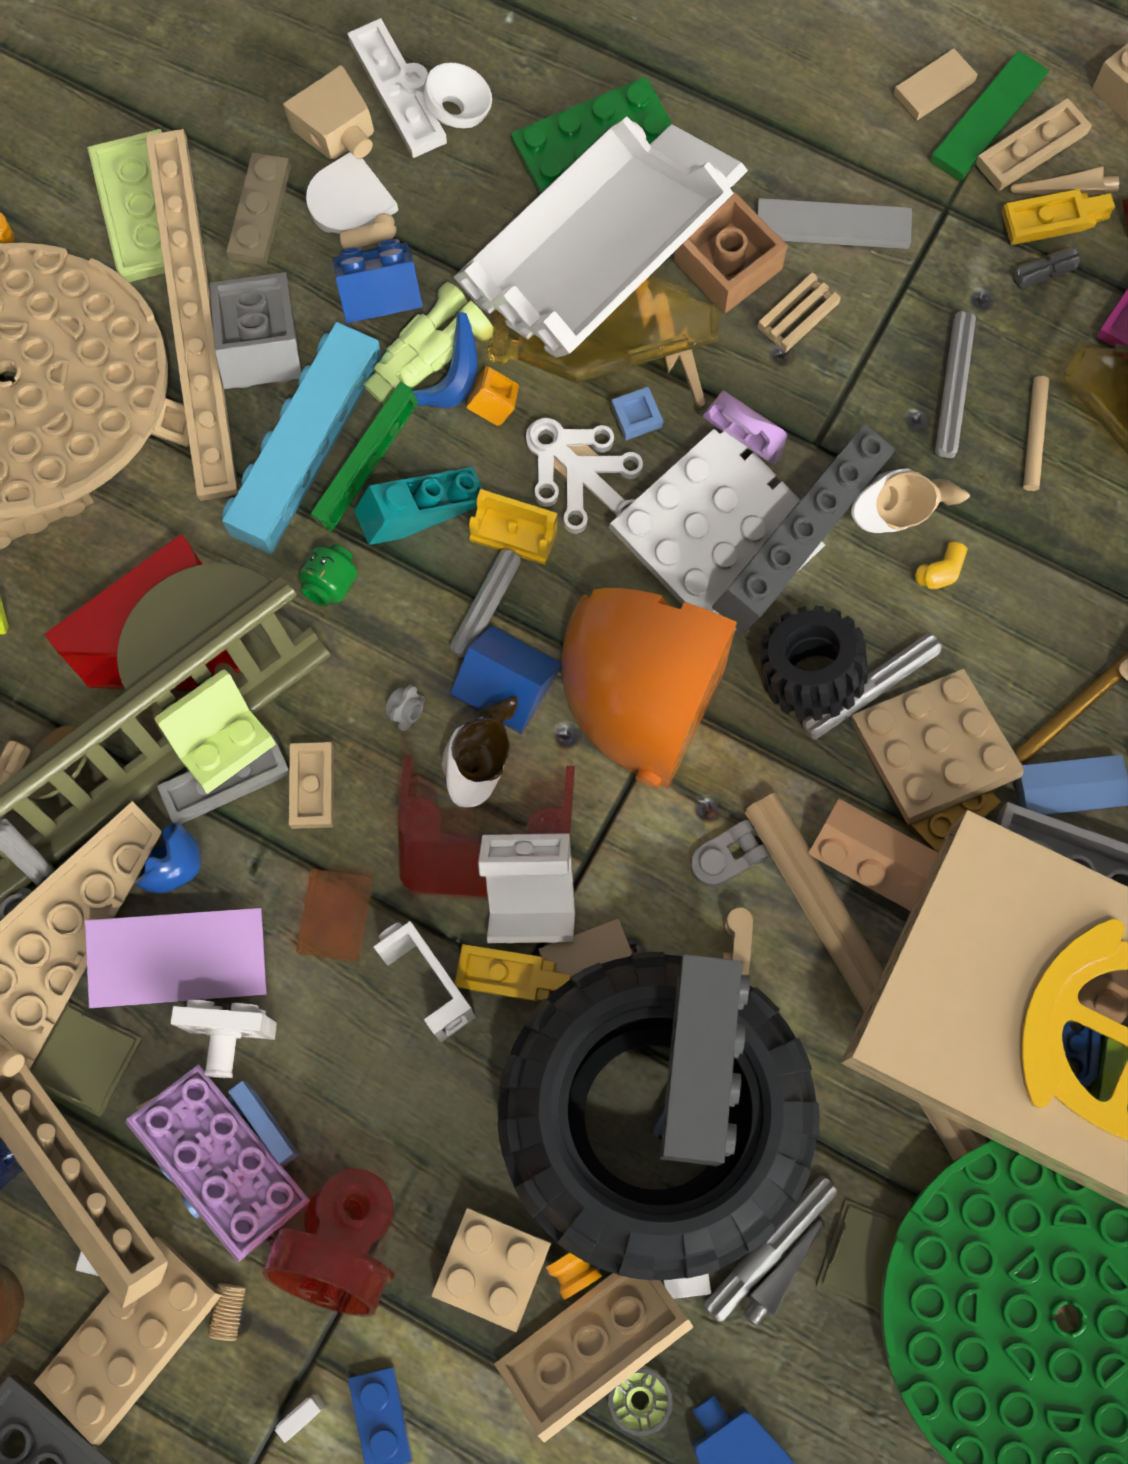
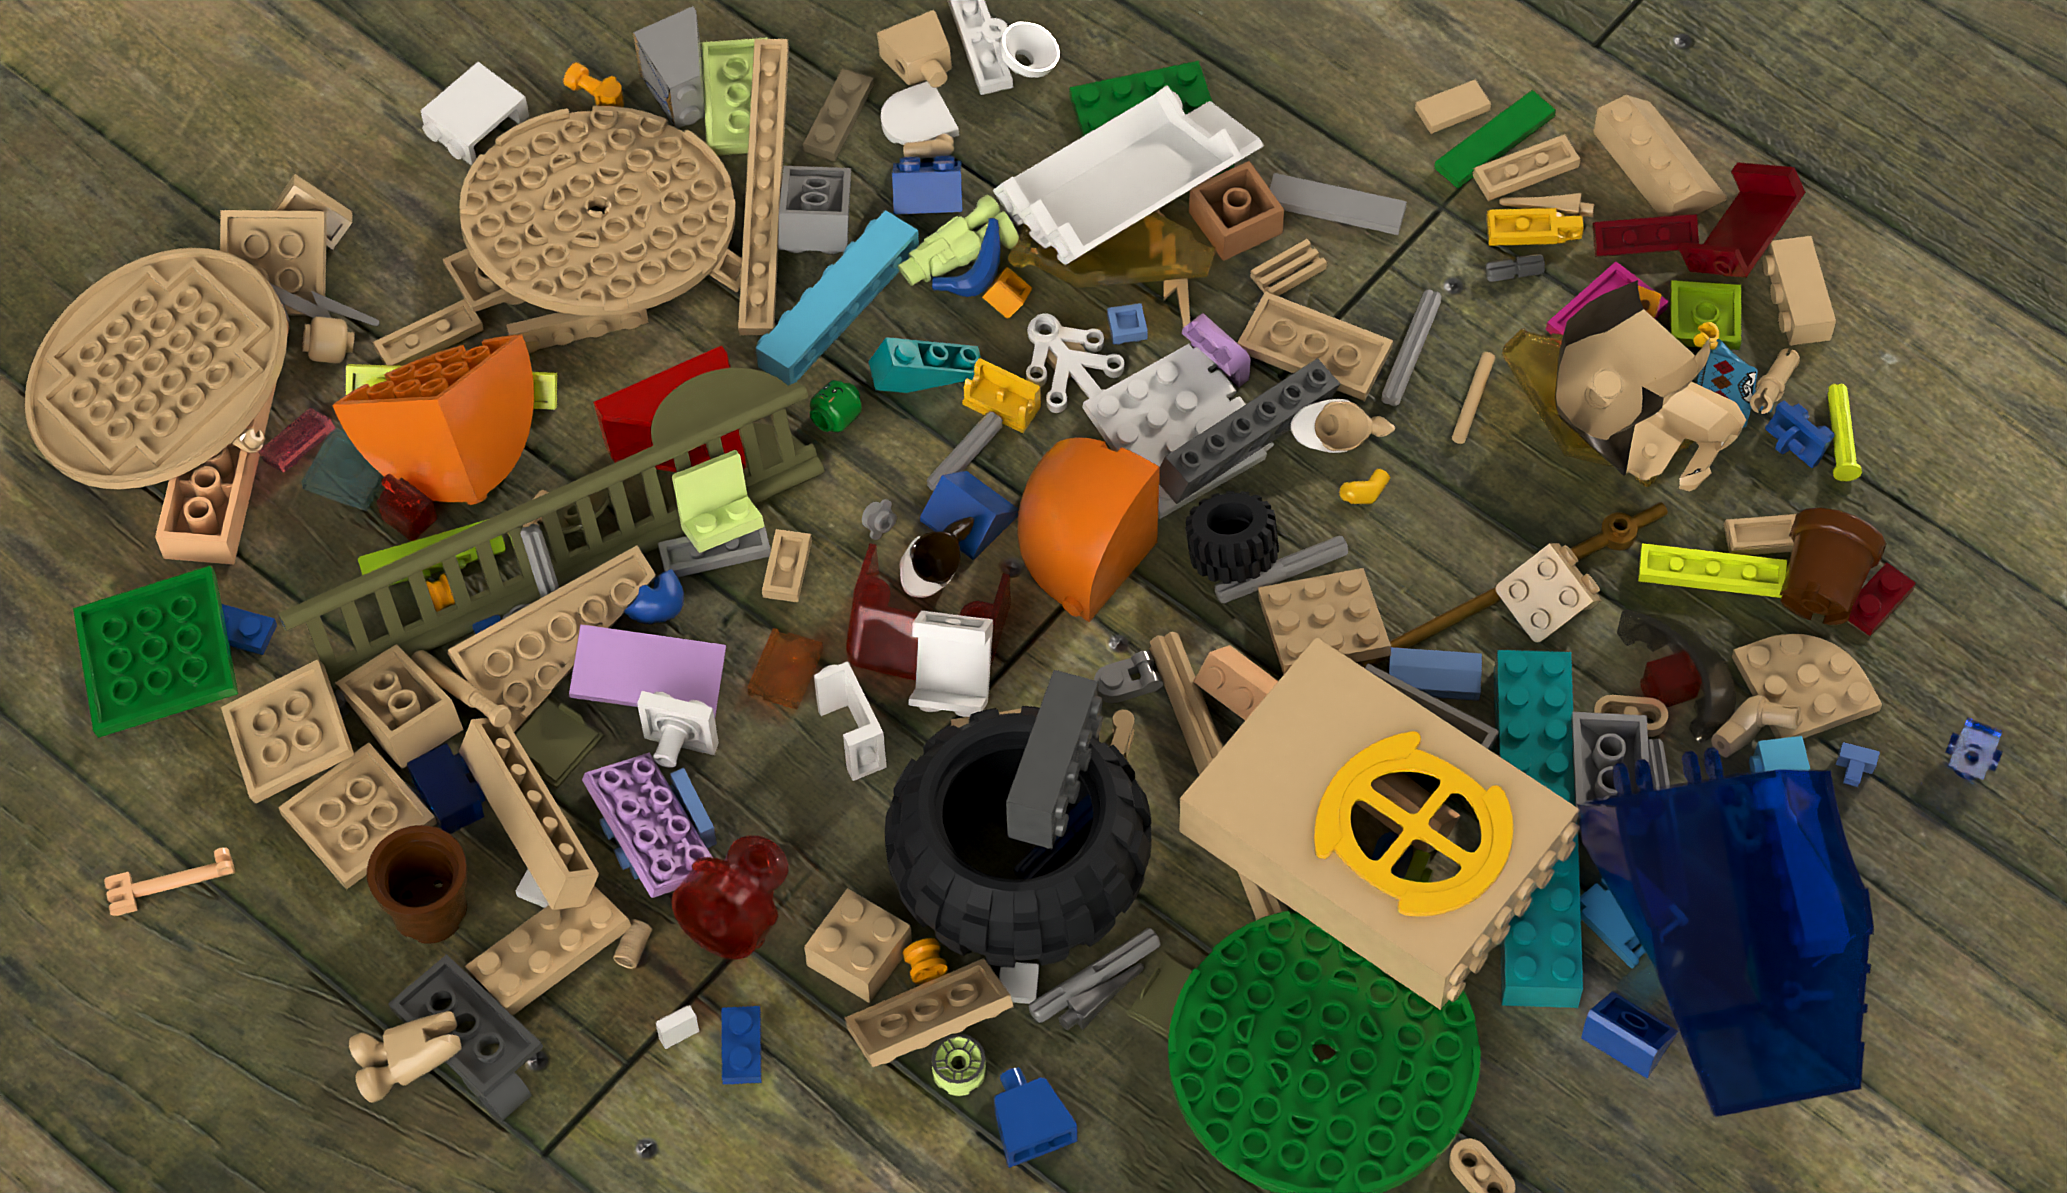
camera: 10 degrees right, 15 degrees down
(60, 182) = (672, 66): none -> light grey slope
(365, 457) = (887, 320): green tile -> none
(507, 974) = (911, 727): yellow hinge -> none
(840, 396) = (1296, 335): none -> tan plate

